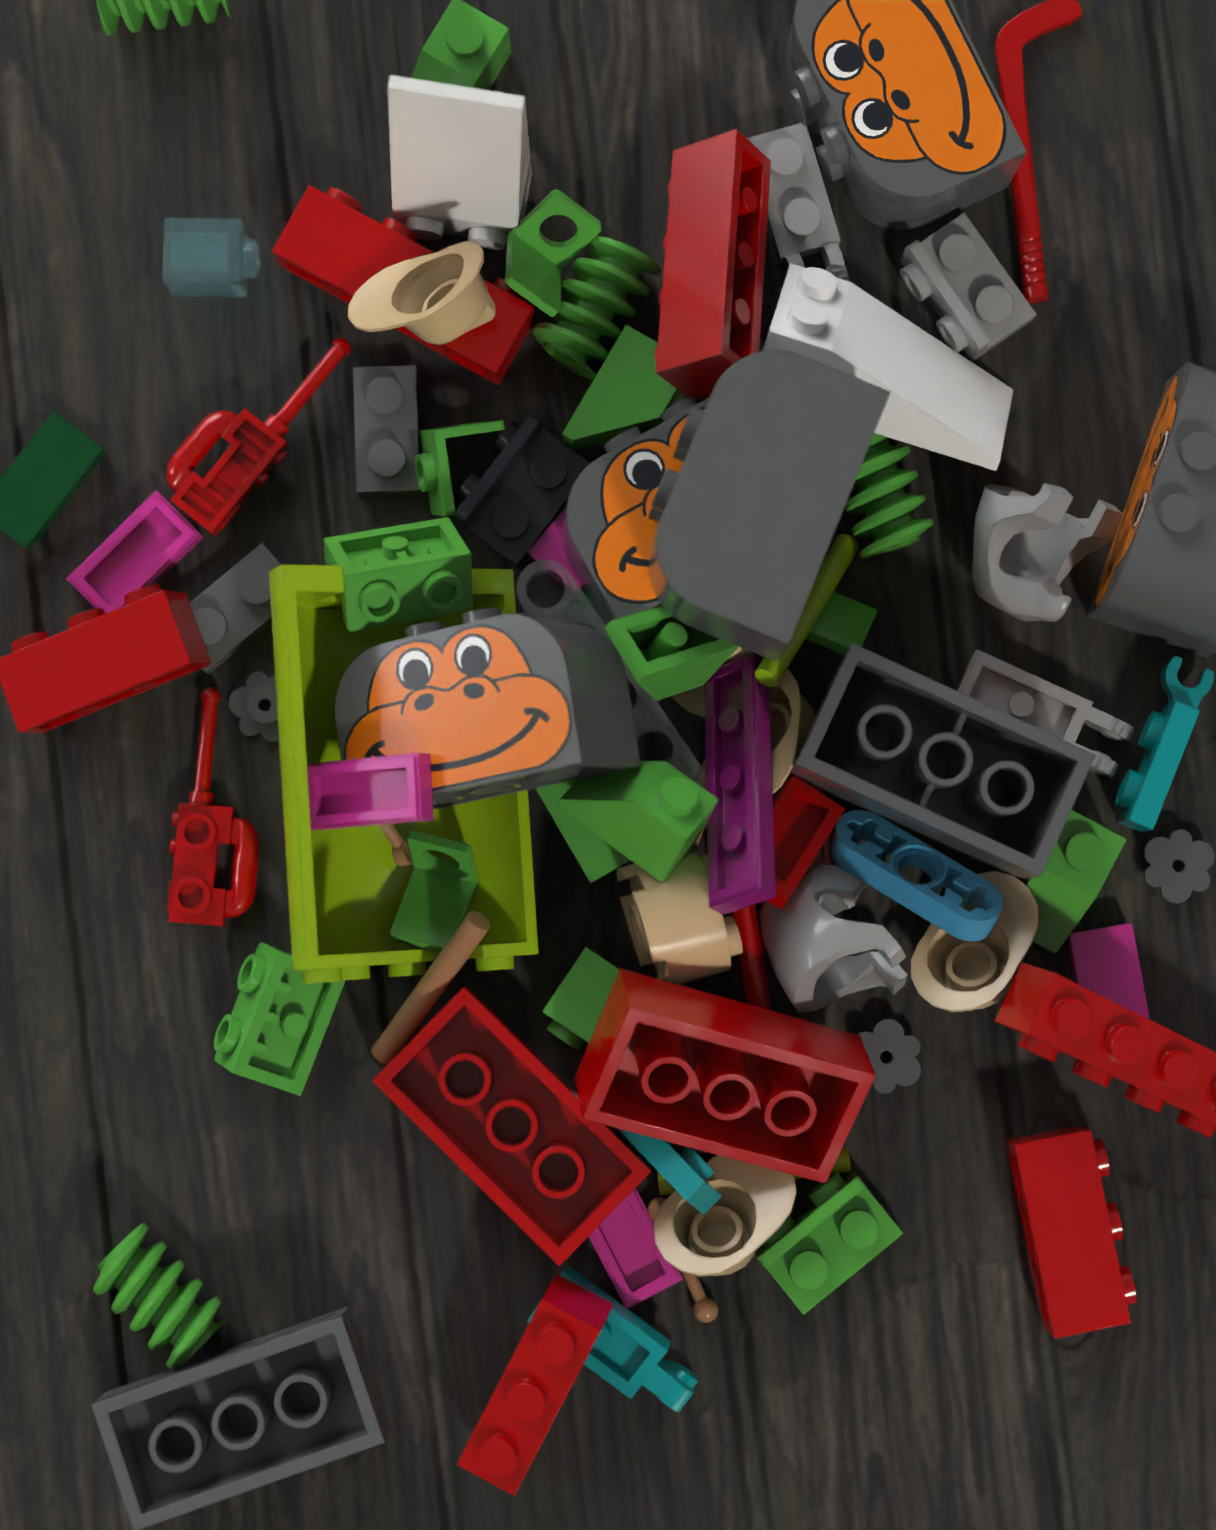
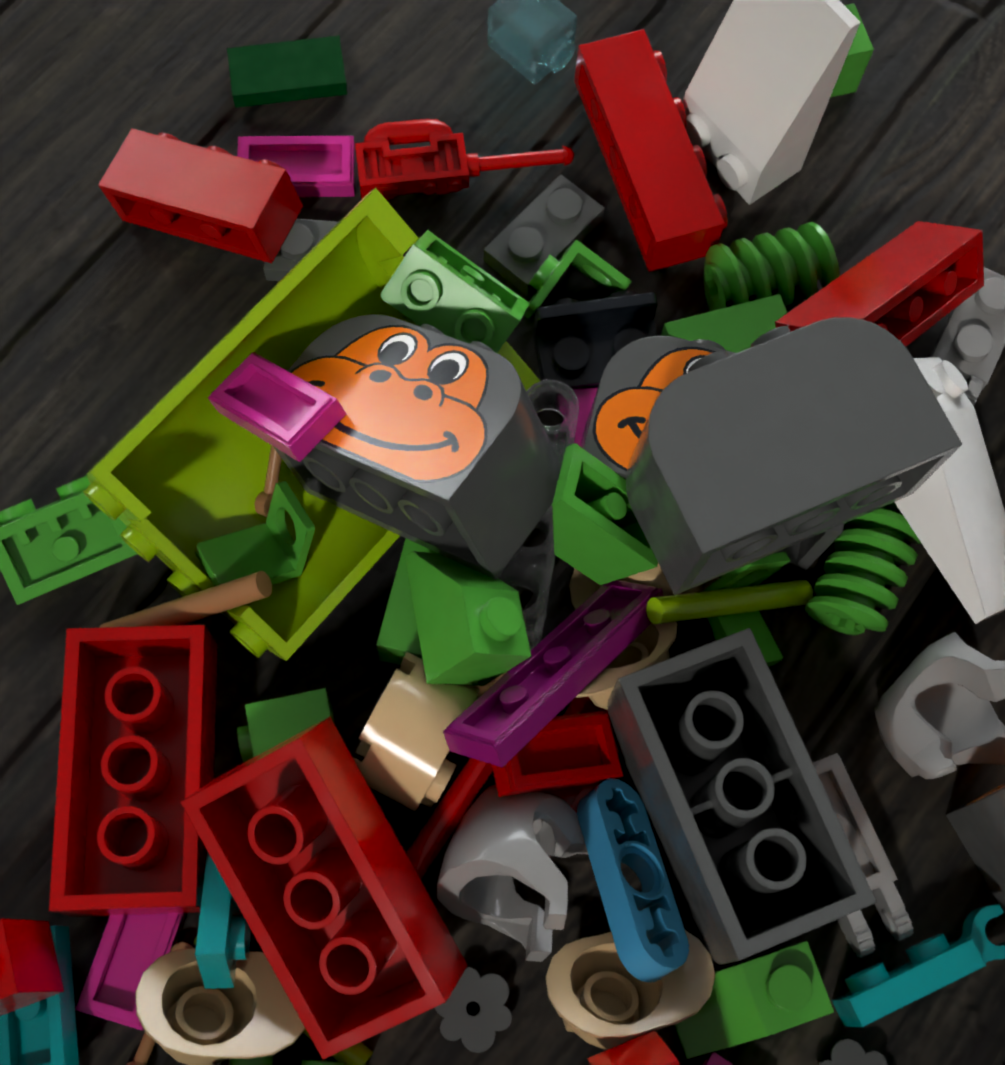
camera: 40 degrees right, 15 degrees down
(196, 850) = (145, 370): red piece -> none
(428, 295) = (659, 153): tan piece -> none
(536, 262) = (752, 205): bright green bracket -> none

